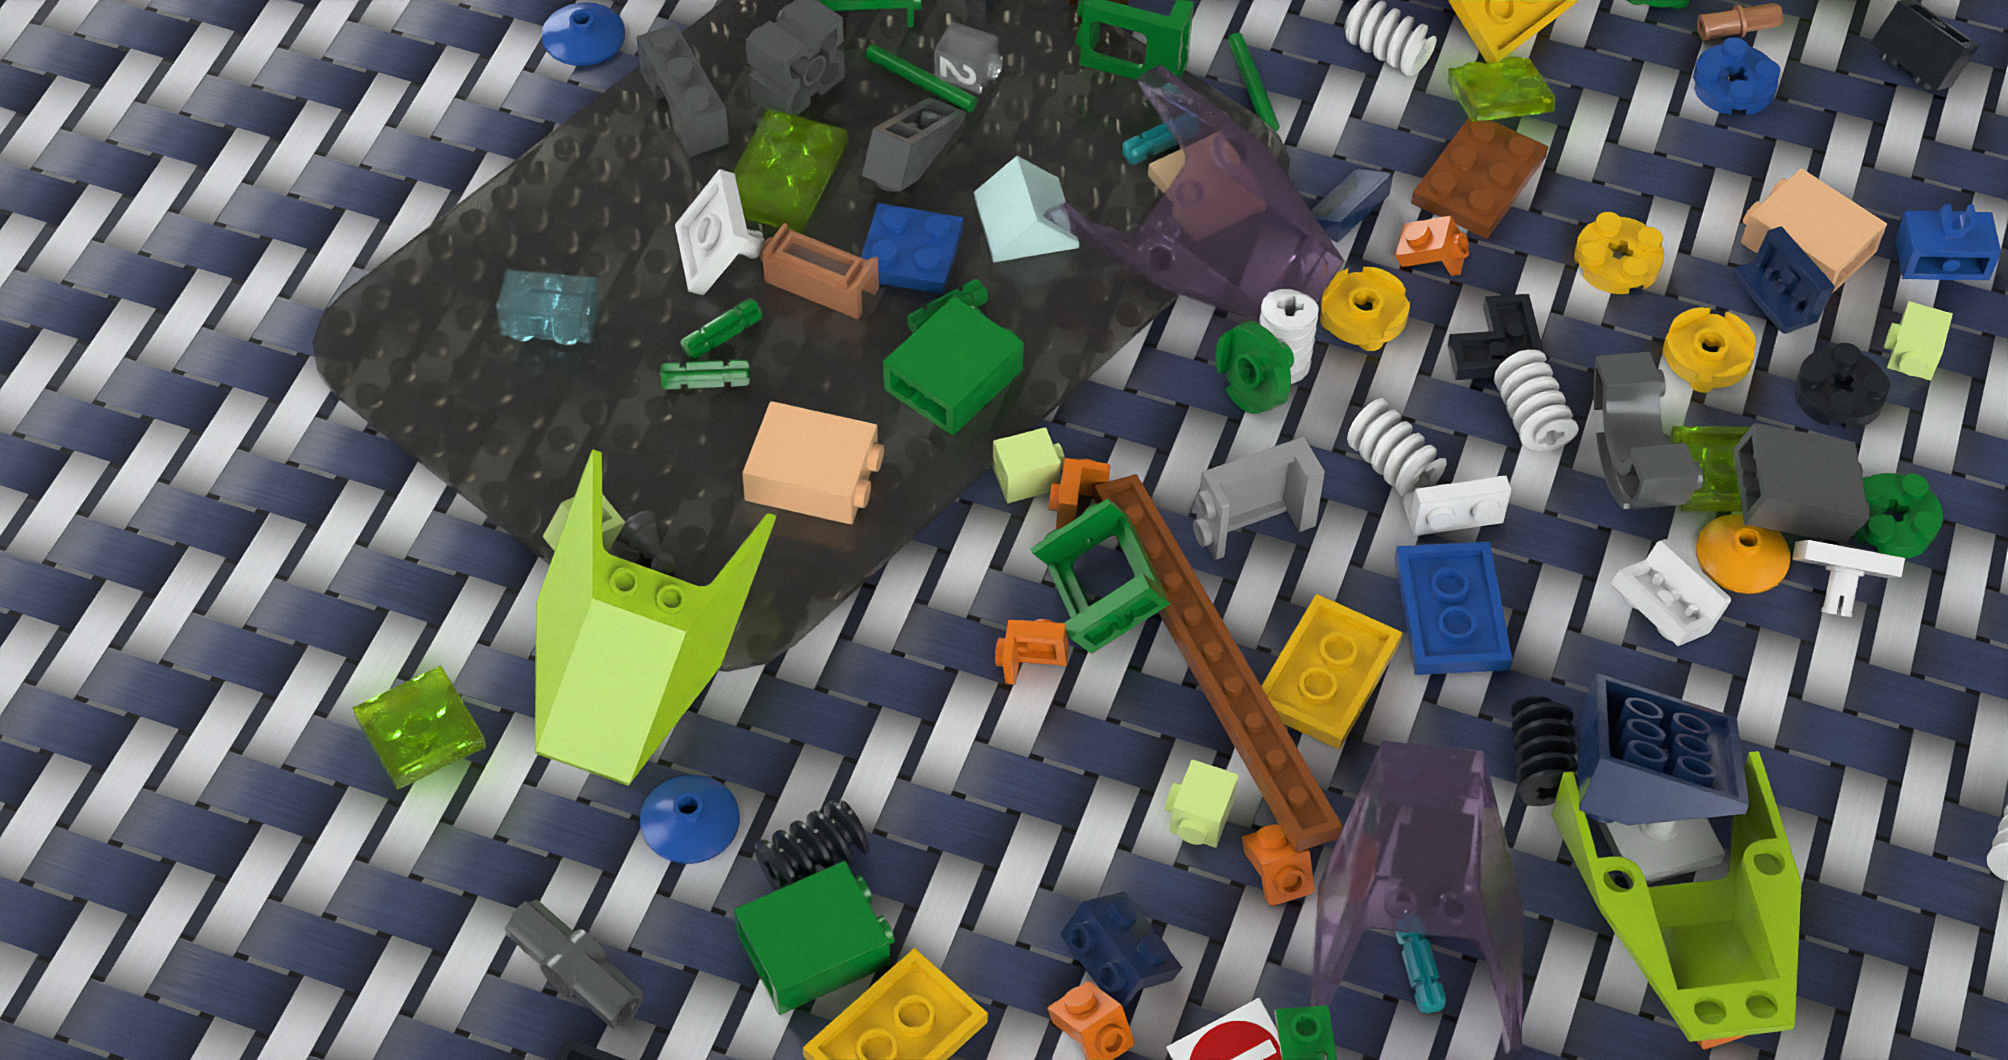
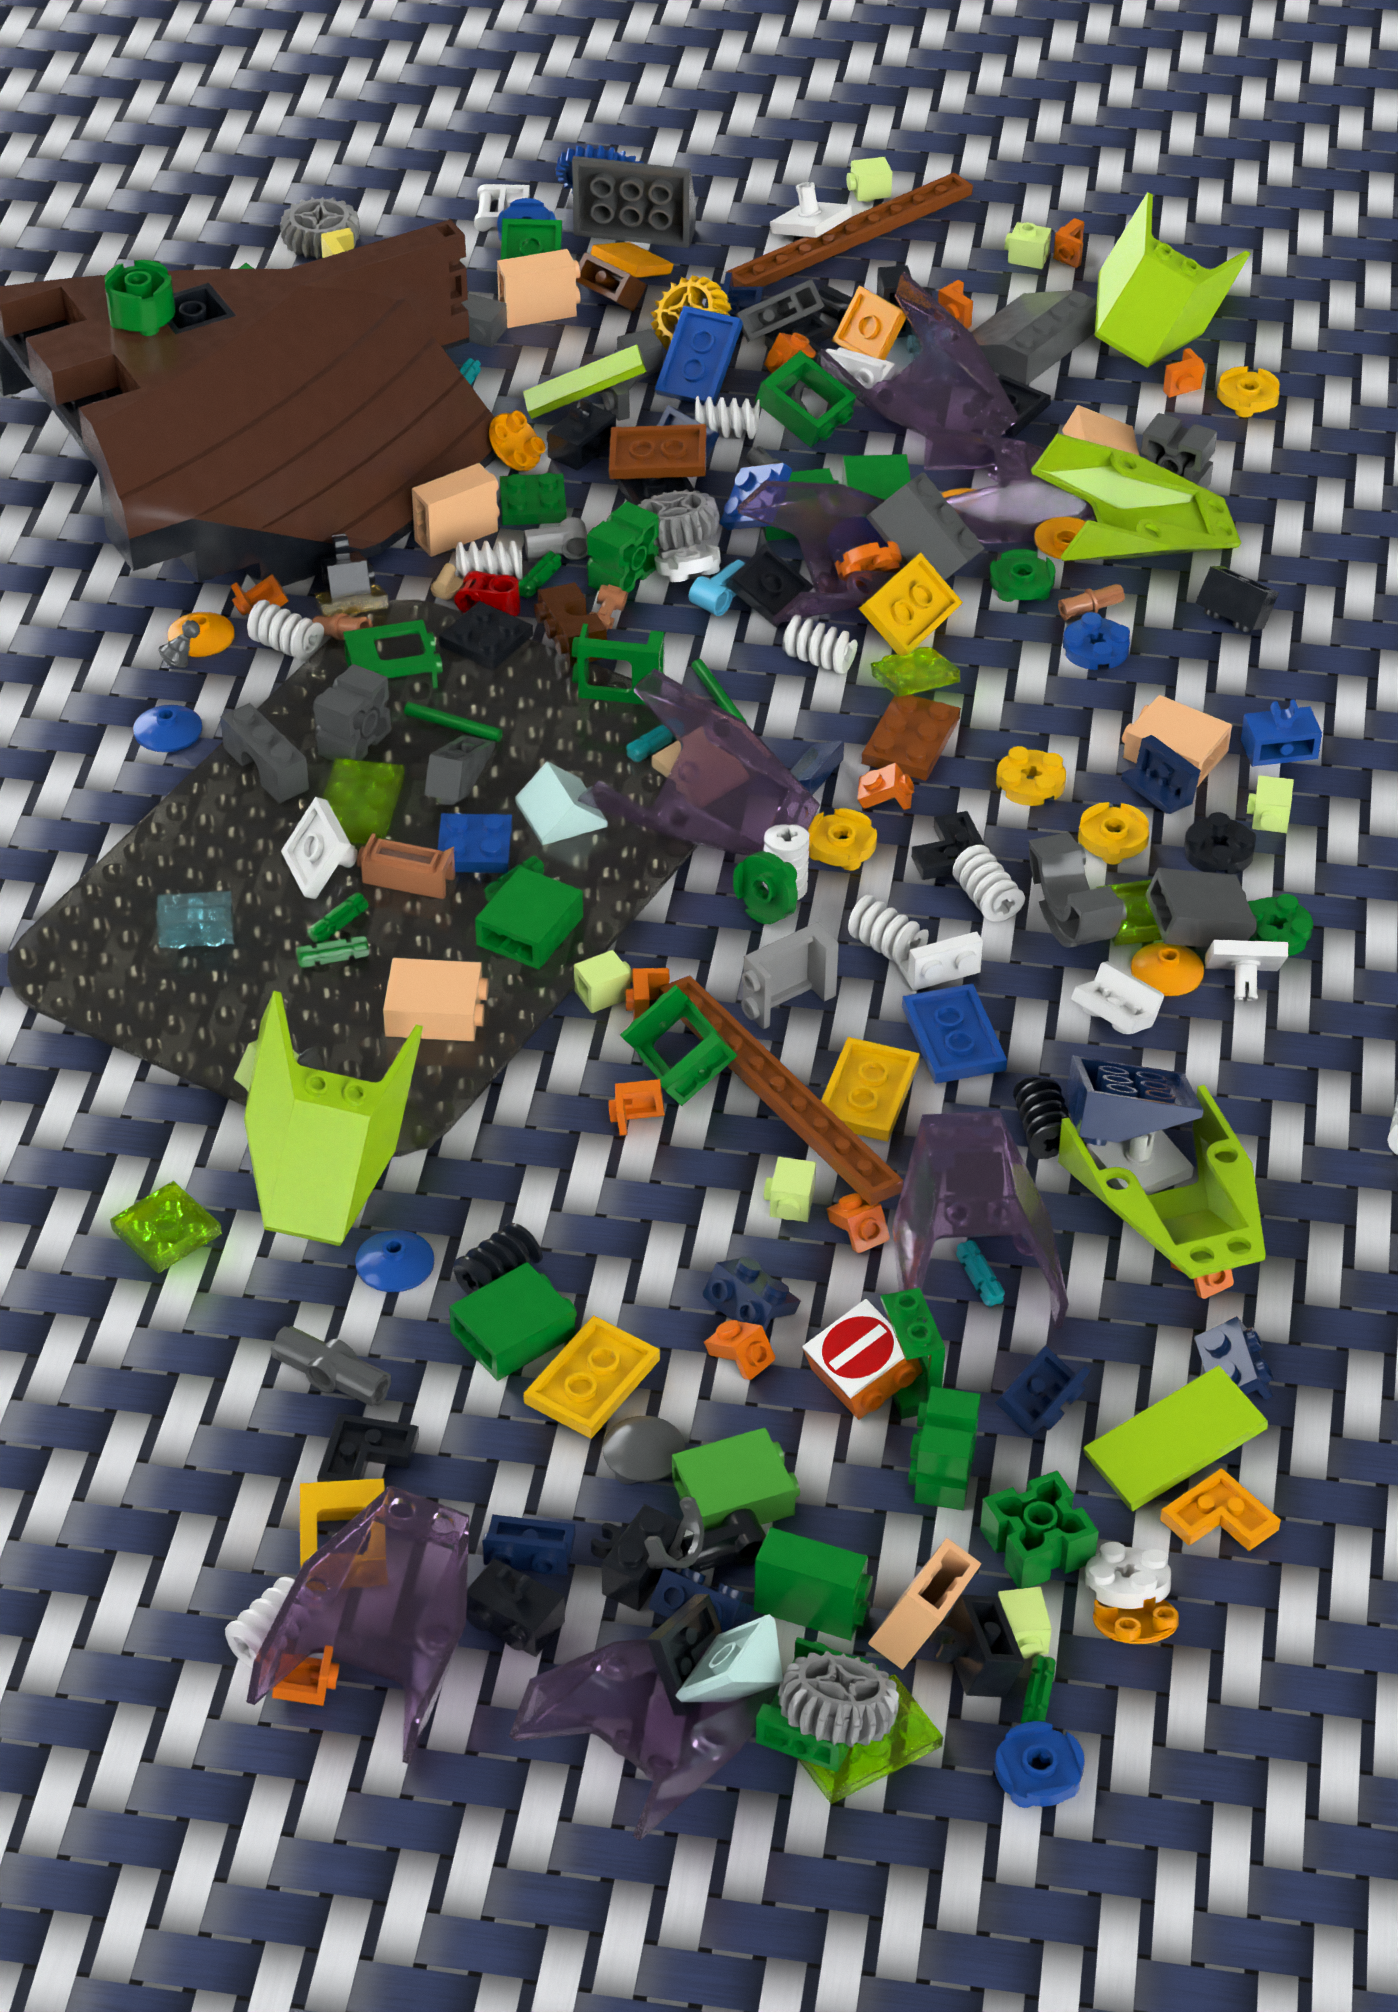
camera: 10 degrees left, 10 degrees down
(967, 57) = (489, 700): clear brick -> none

